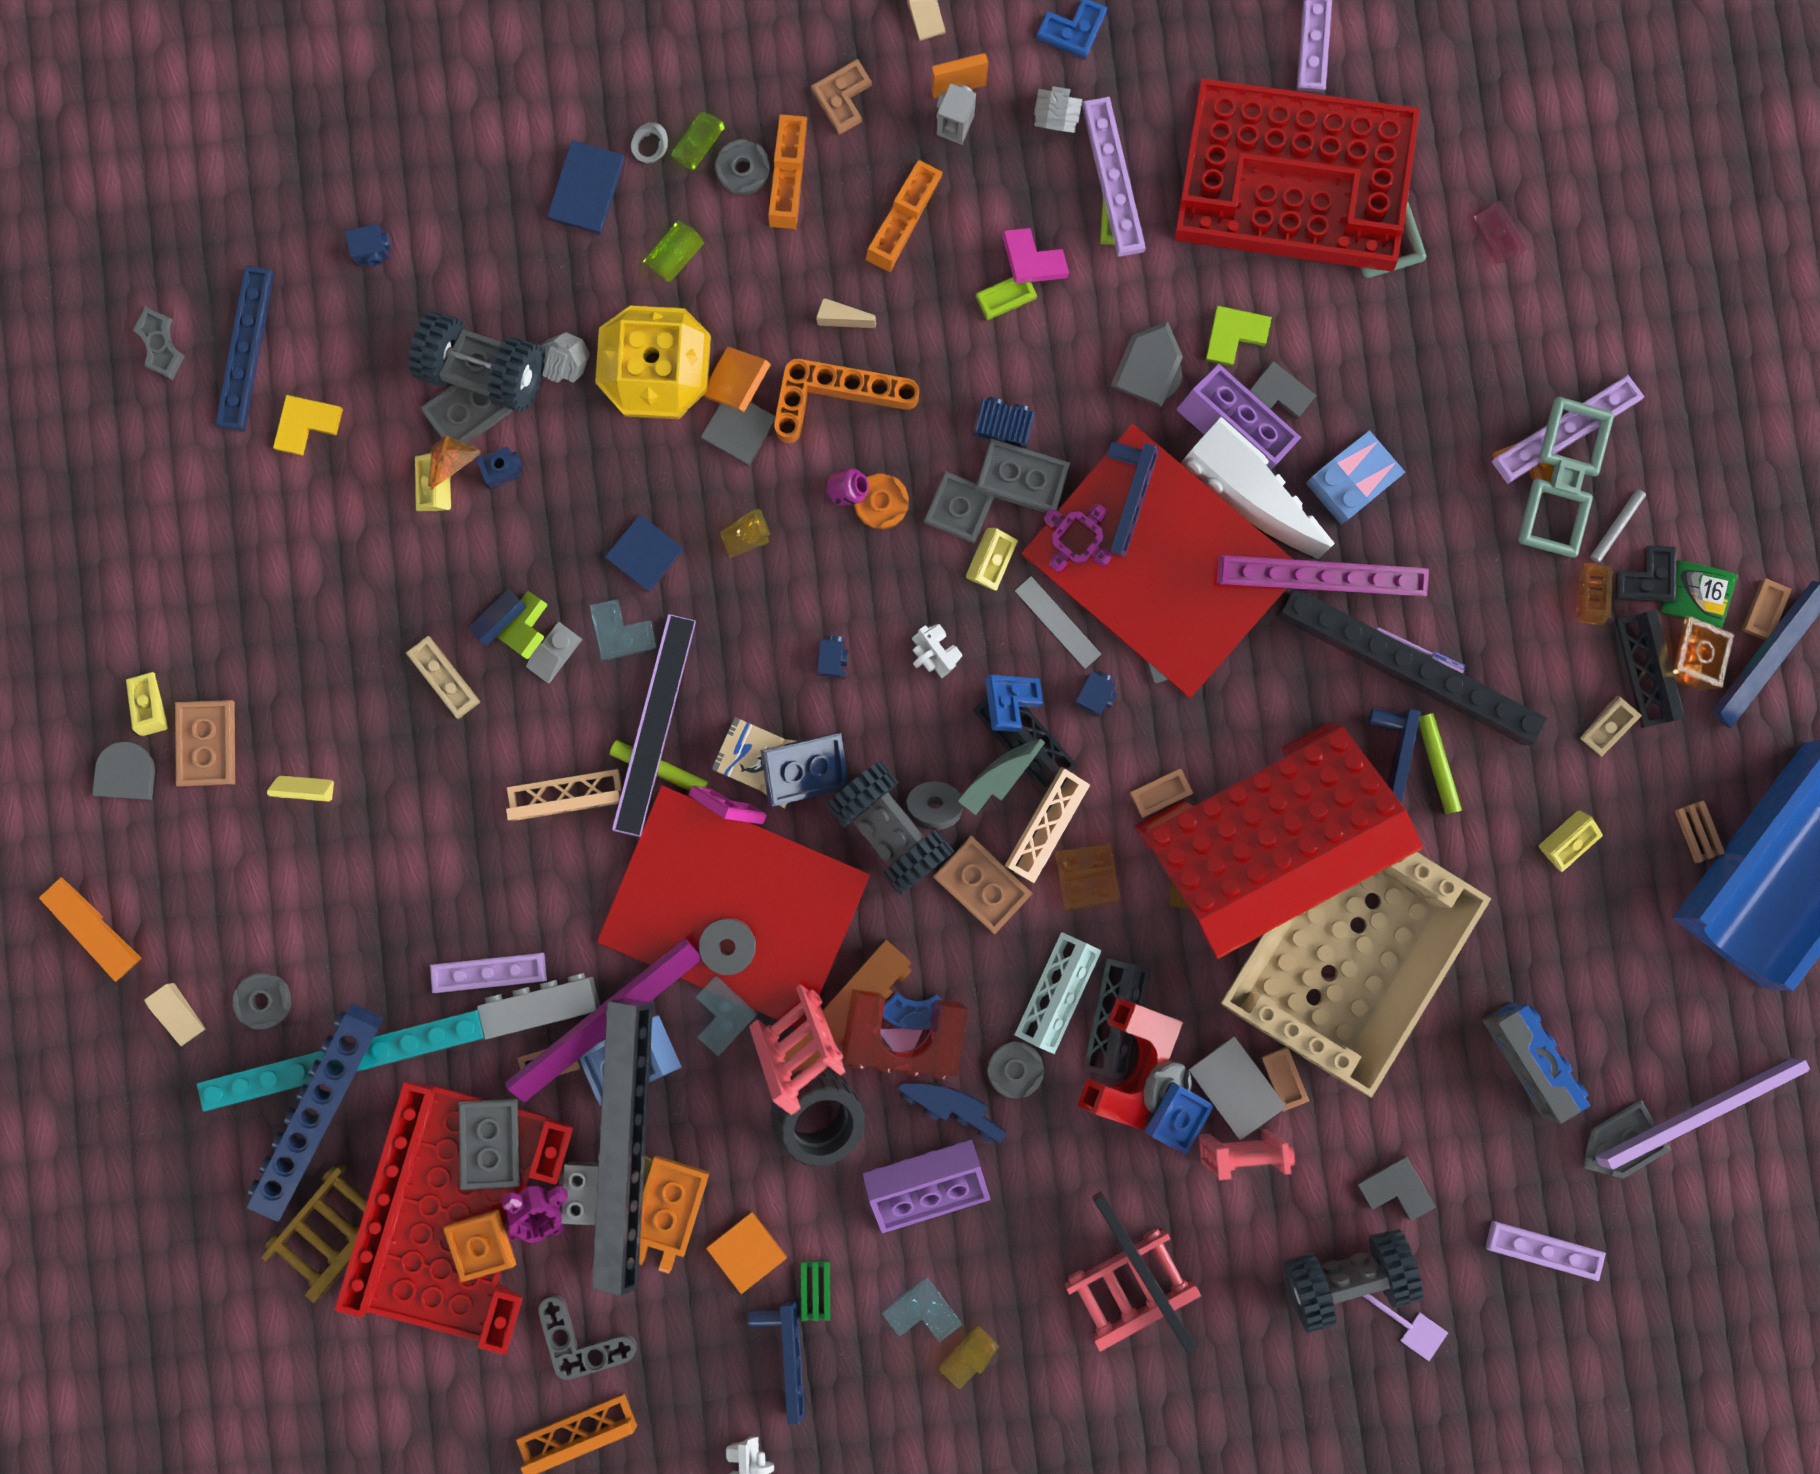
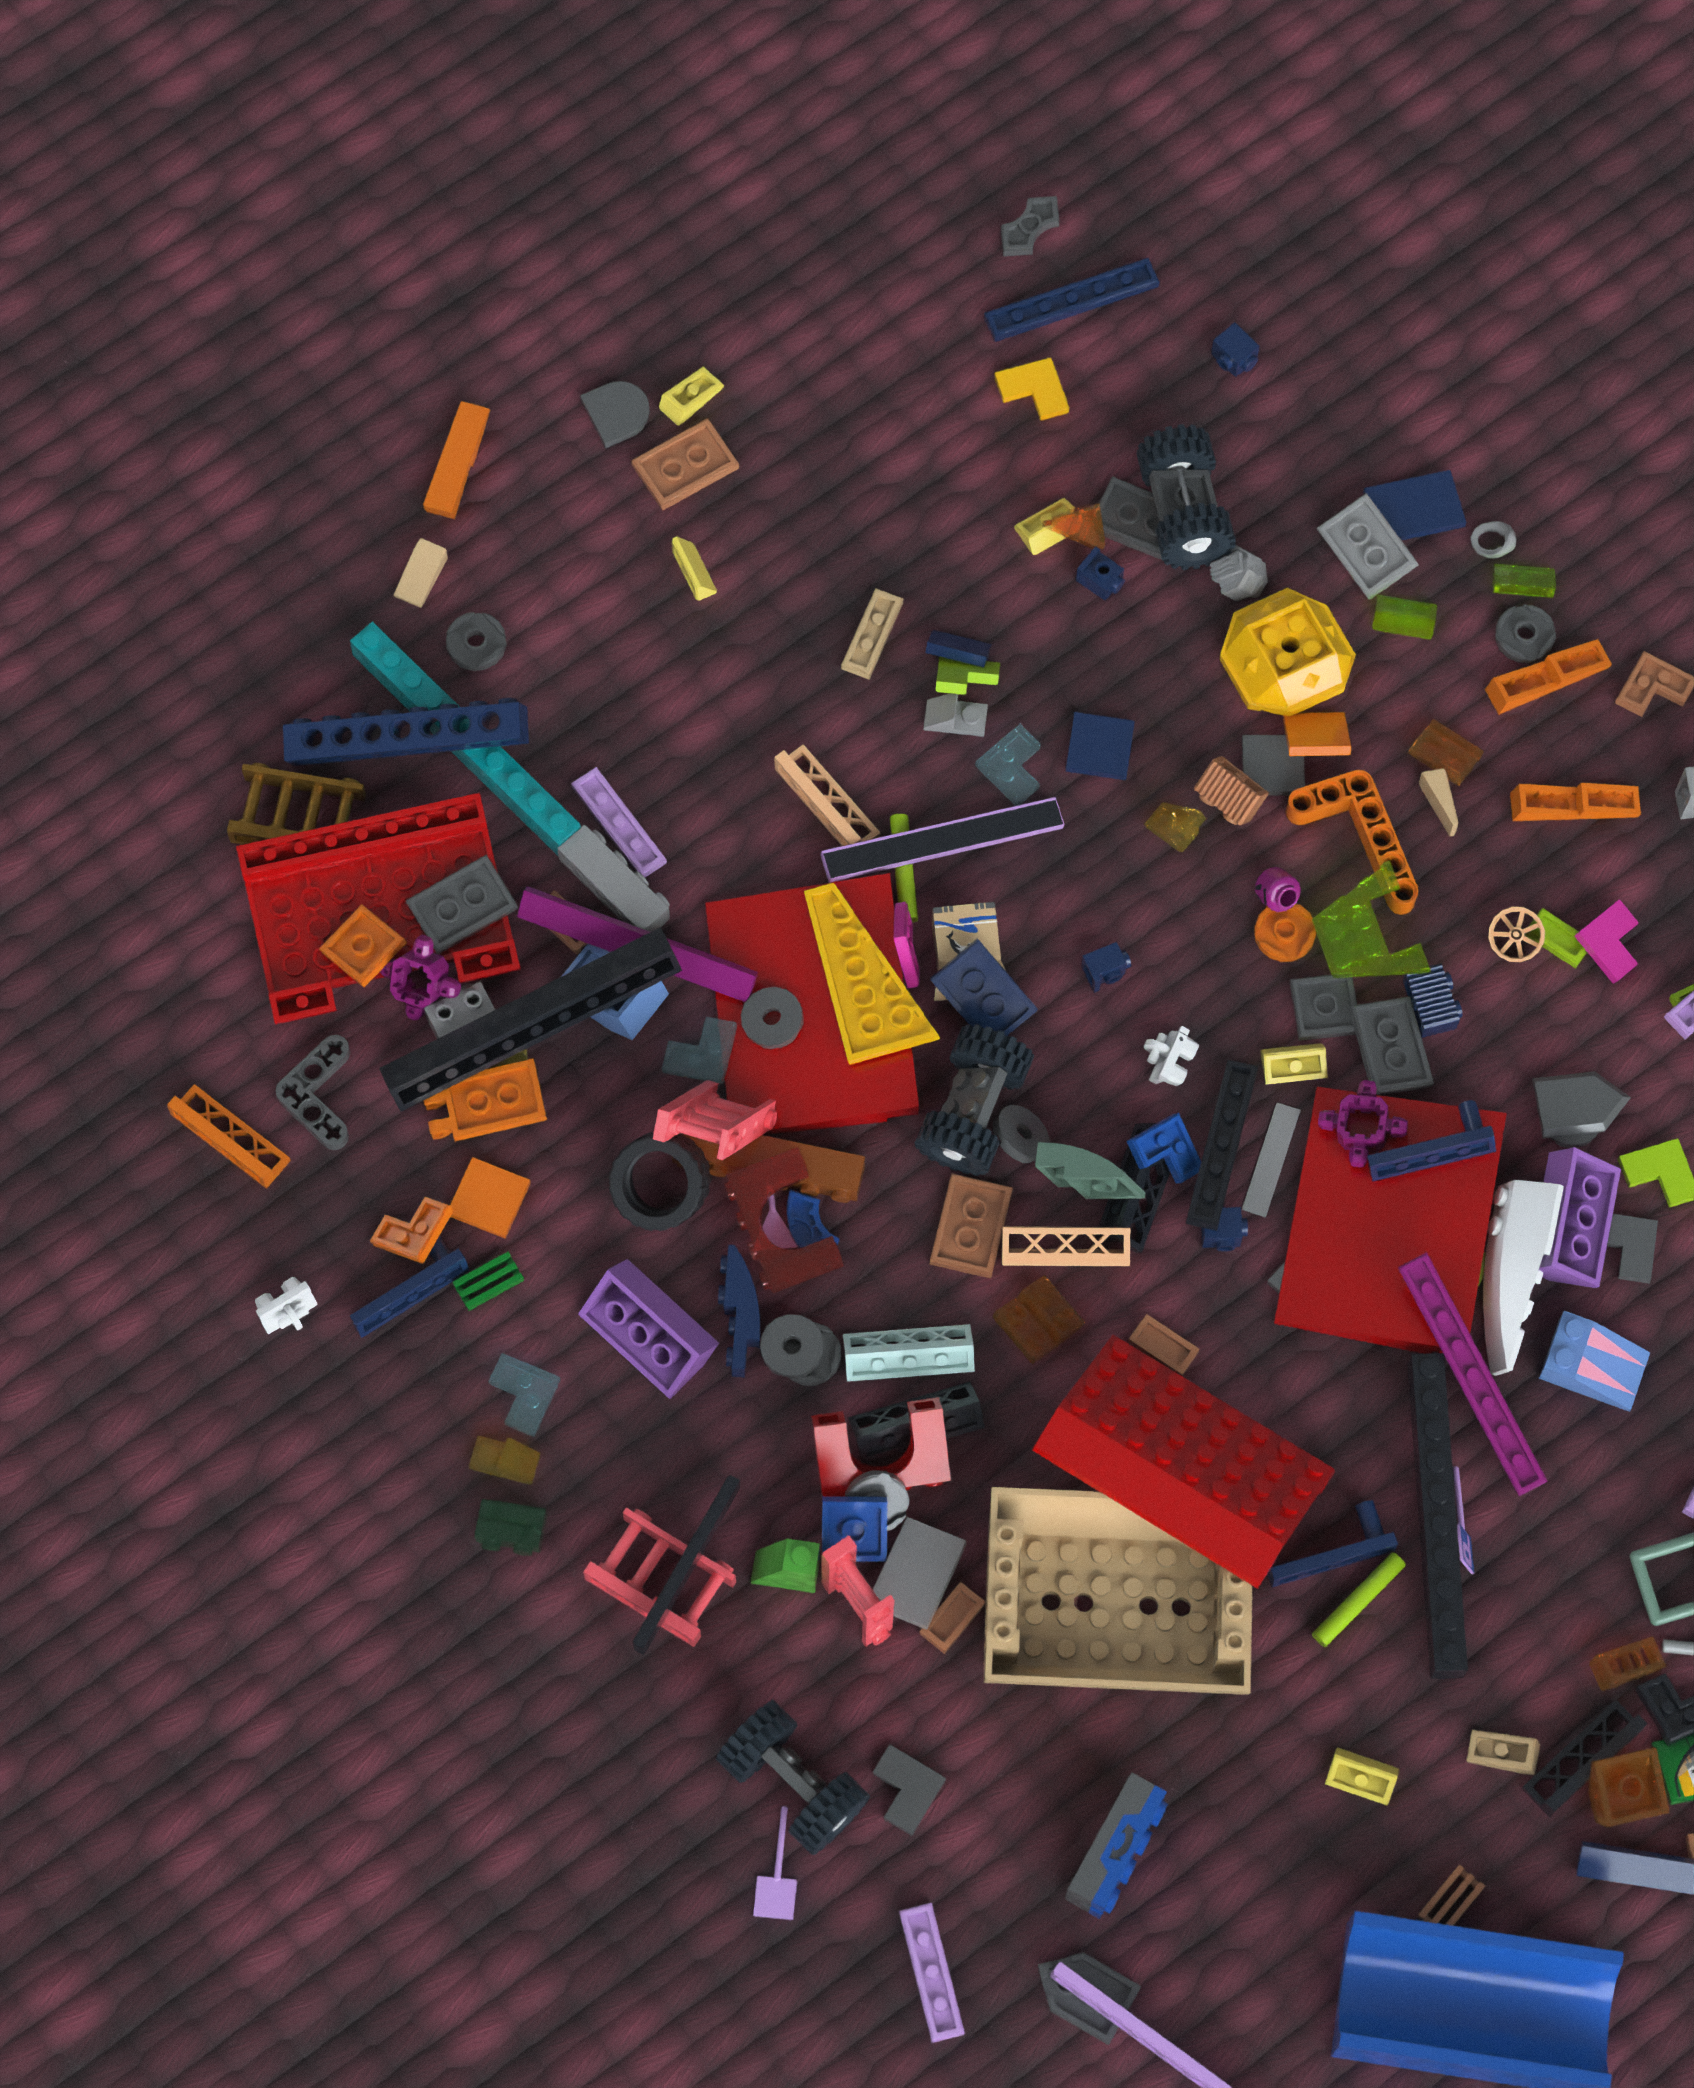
camera: 60 degrees right, 15 degrees down
(599, 243) = (1367, 546): none -> light grey tile
(744, 475) = (1230, 791): none -> nougat brick
(749, 1332) = (415, 1238): none -> orange tile
(756, 862) = (867, 995): none -> yellow wing
(806, 288) = (1443, 748): none -> clear orange plate
(920, 452) = (1353, 936): none -> clear neon green wing
(989, 326) = (1516, 934): none -> light nougat wheel
(1005, 1100) = (788, 1328): none -> dark grey tile
(1027, 1385) = (510, 1526): none -> clear green brick
(1031, 655) = (1222, 1145): none -> black tile
(1182, 1188) = (787, 1565): none -> bright green slope

